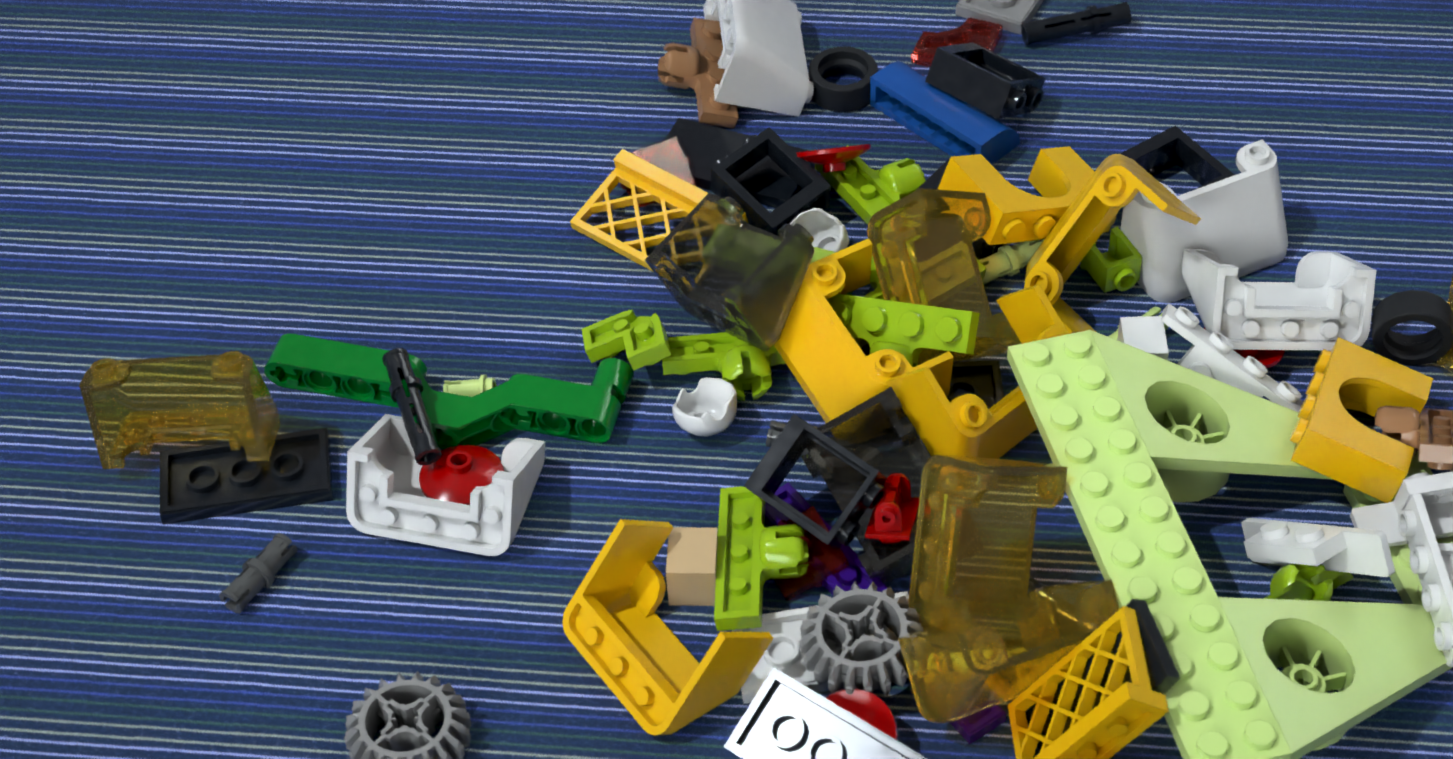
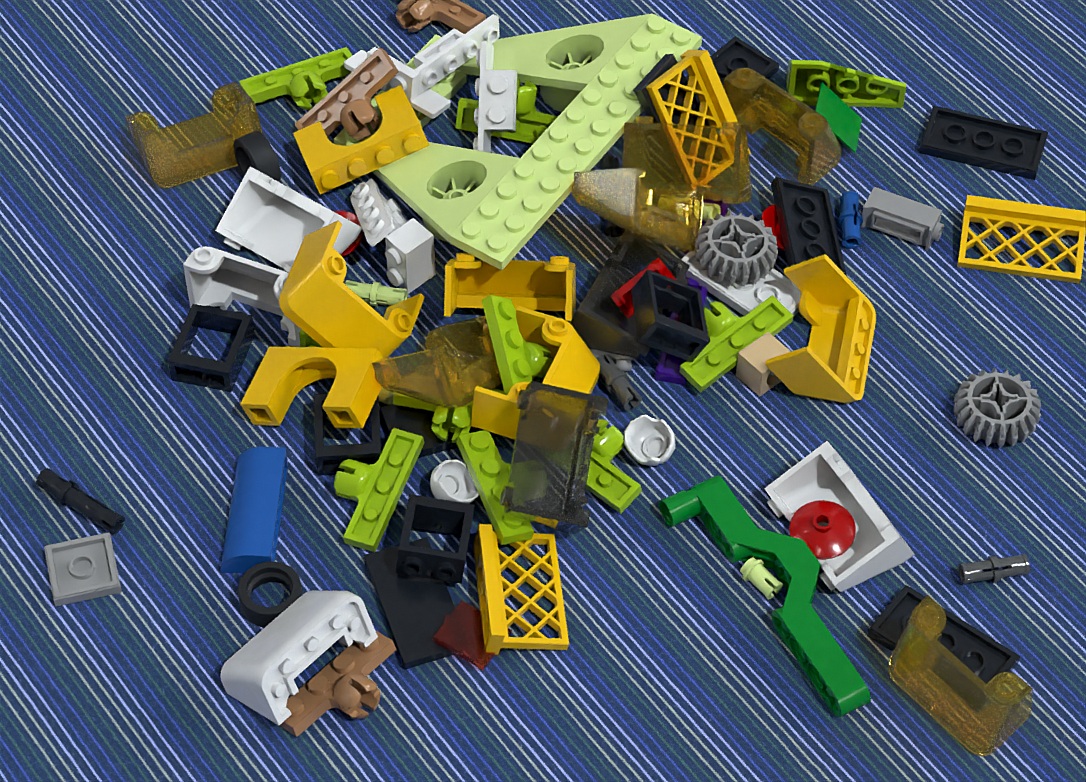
camera: 135 degrees left, 5 degrees up
(399, 369) = (806, 588): black pin -> none
(640, 336) = (631, 519): lime plate -> none
(834, 158) = (365, 508): red dish -> none
(972, 30) = (164, 555): clear red tile -> none
(985, 80) = (205, 518): black window -> none

